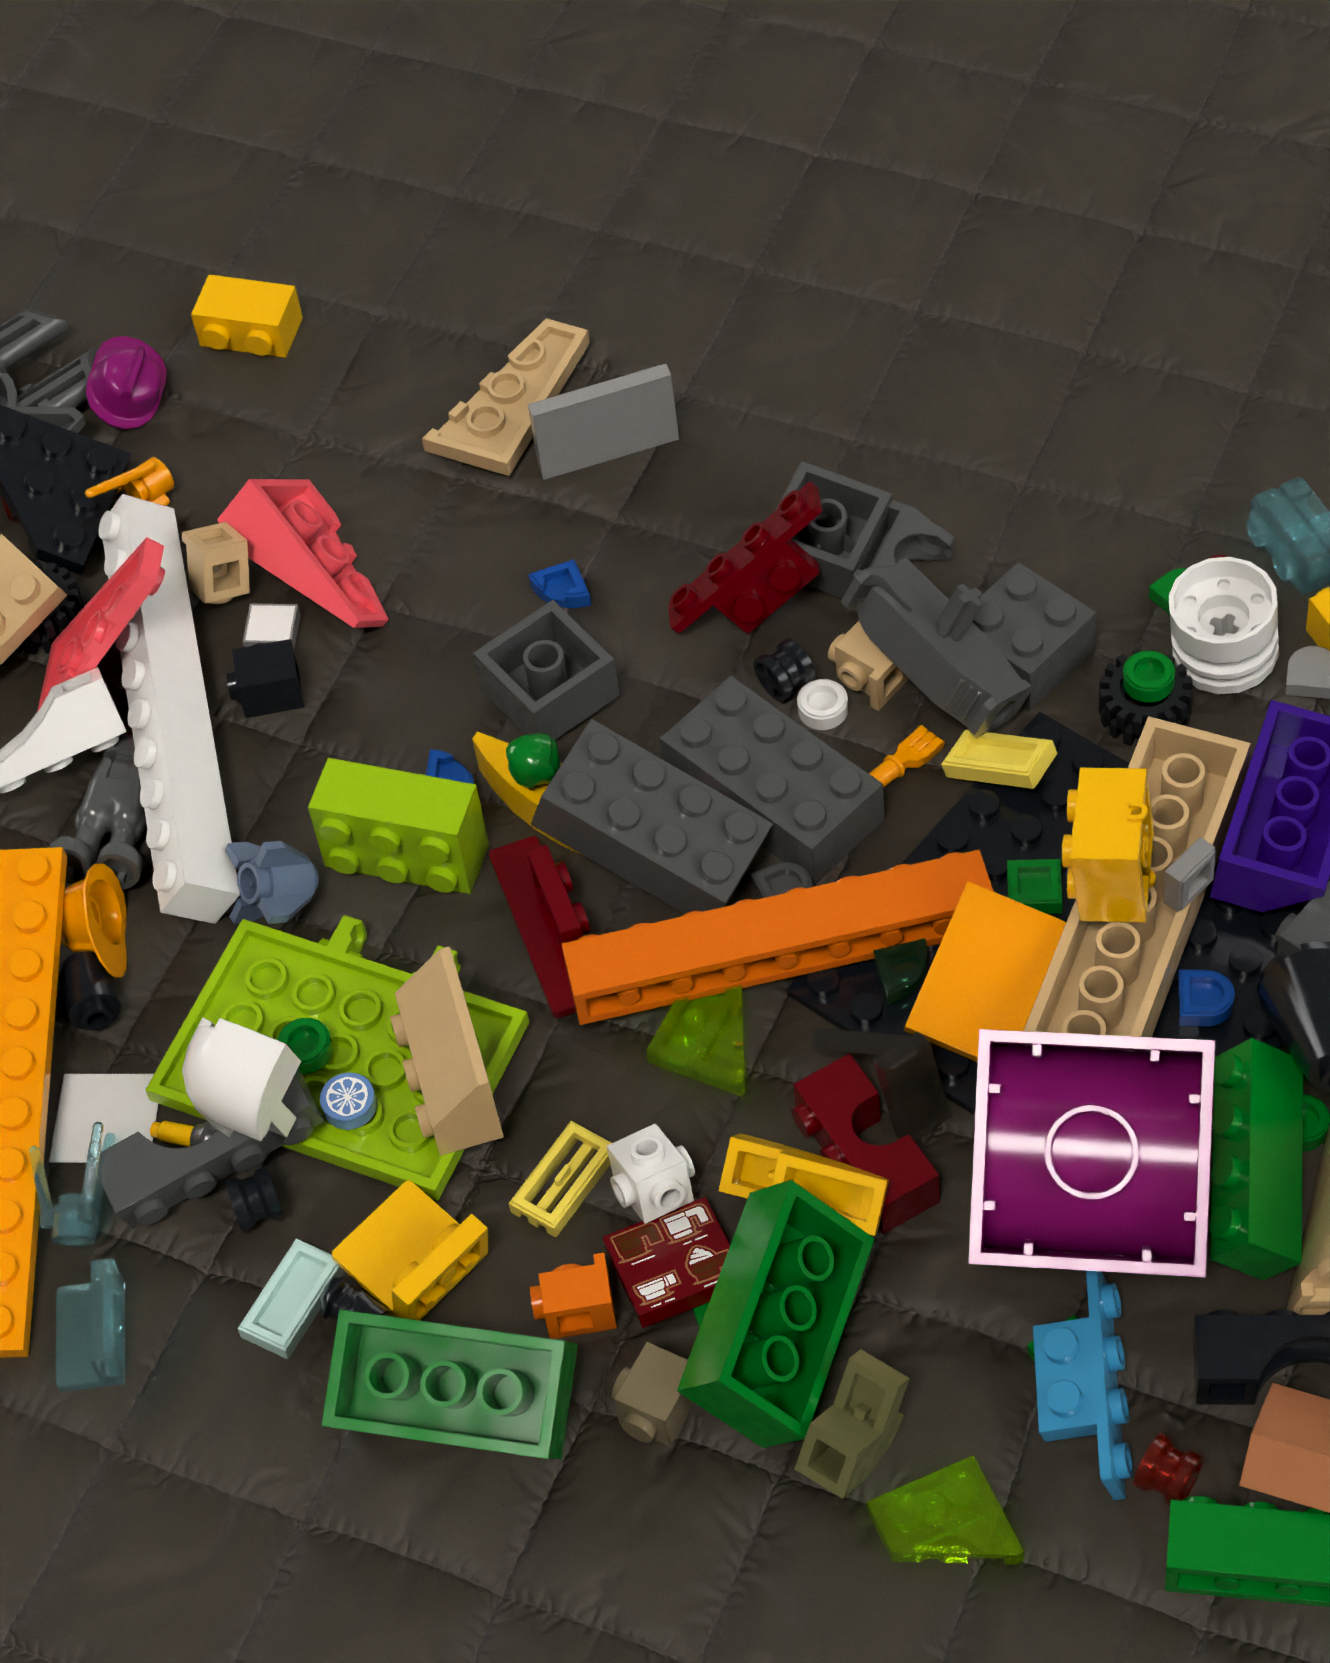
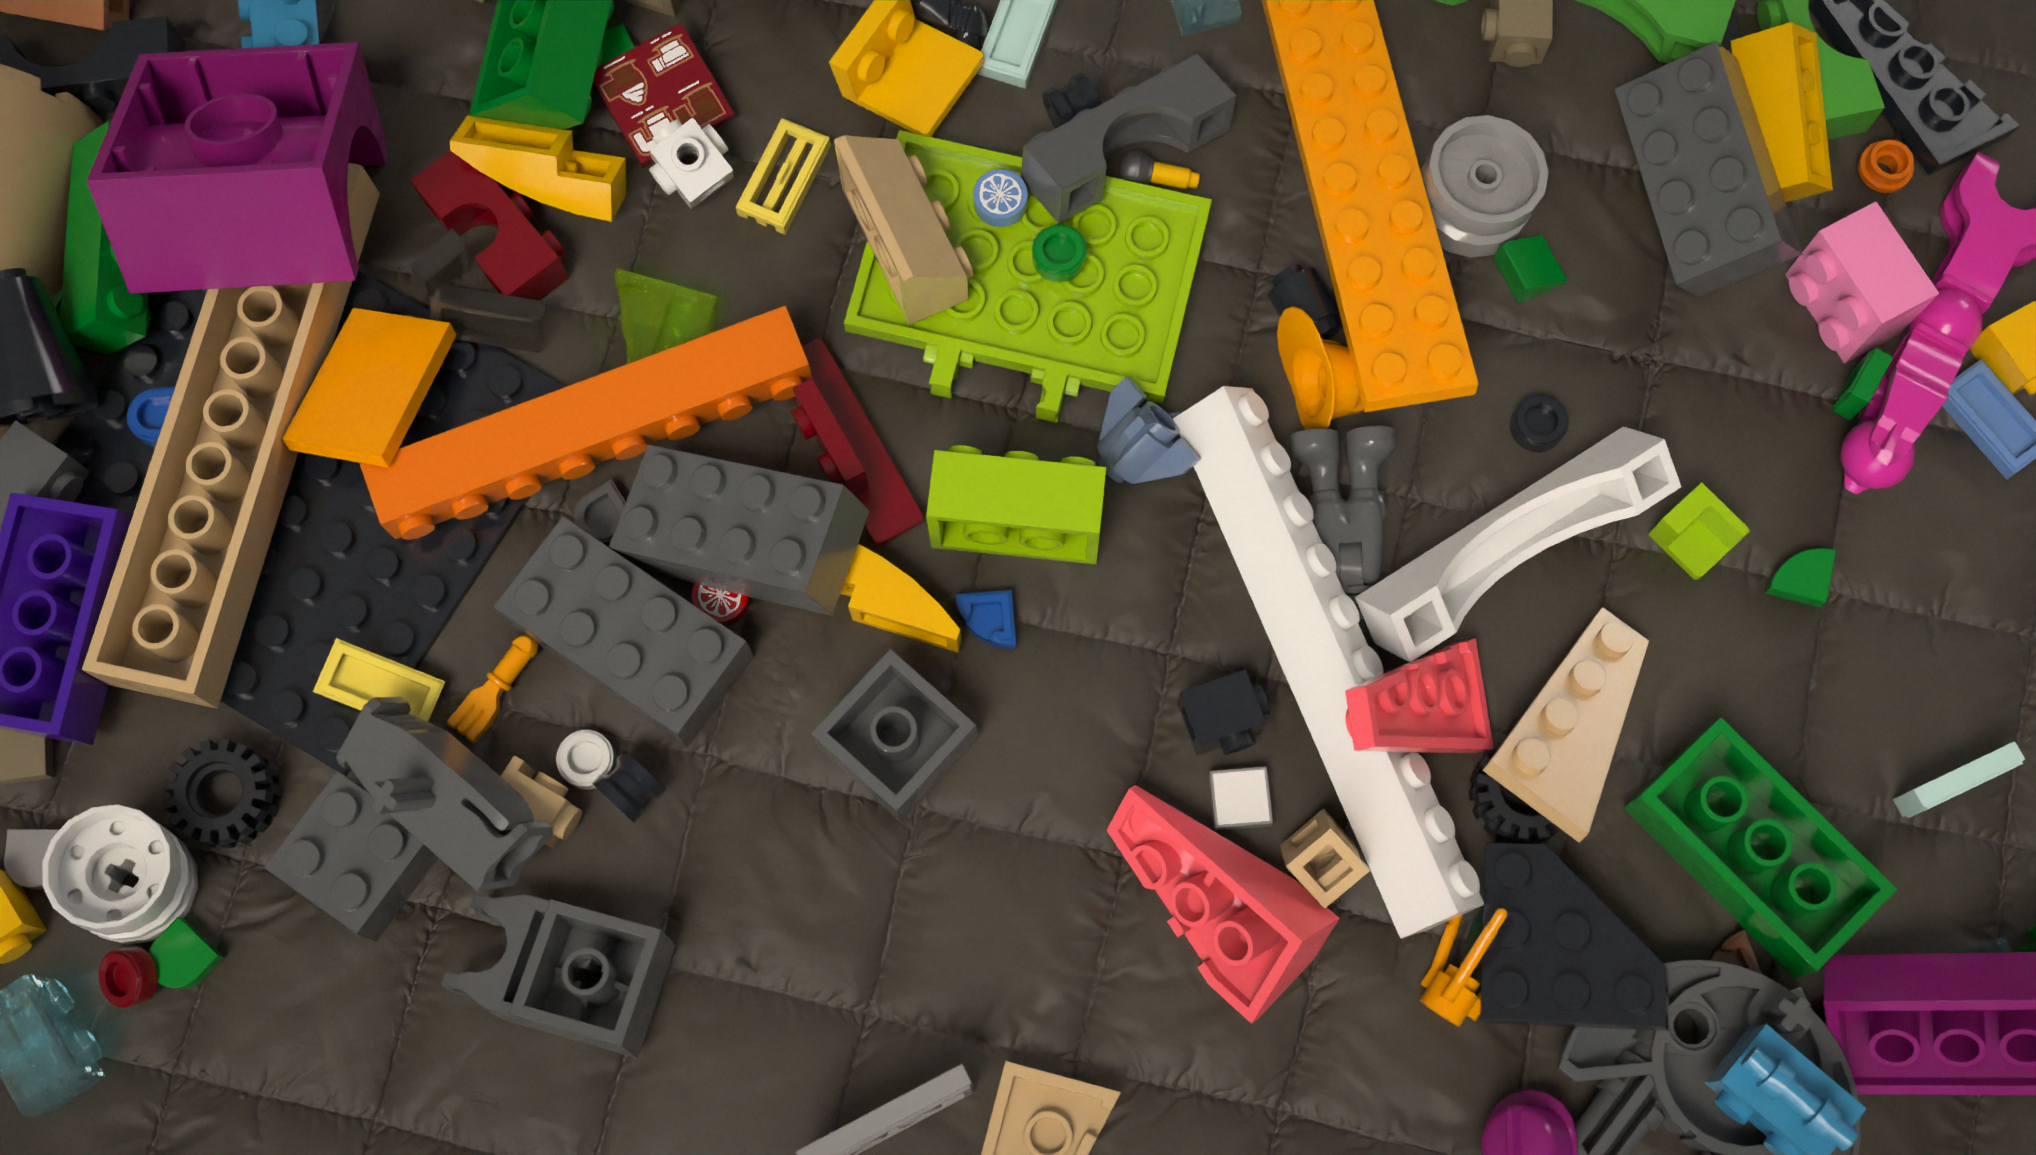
camera: 165 degrees right, 20 degrees up
(76, 1216) = (1241, 68): clear light blue plant -> none
(112, 1099) = (1251, 193): white sticker -> none
(239, 1079) = (1092, 110): white brick -> none
(533, 759) = (875, 582): green piece -> none
(562, 584) = (911, 899): blue tile -> none
(575, 1299) = (747, 45): orange brick -> none
(757, 571) = (670, 895): dark red bracket -> none
(901, 968) = (468, 405): clear green tile -> none
(1036, 884) = (335, 528): green tile -> none
(1110, 845) = (214, 465): yellow brick -> none
(1148, 676) = (207, 793): green tile -> none
(1189, 875) = (141, 466): light grey tile -> none

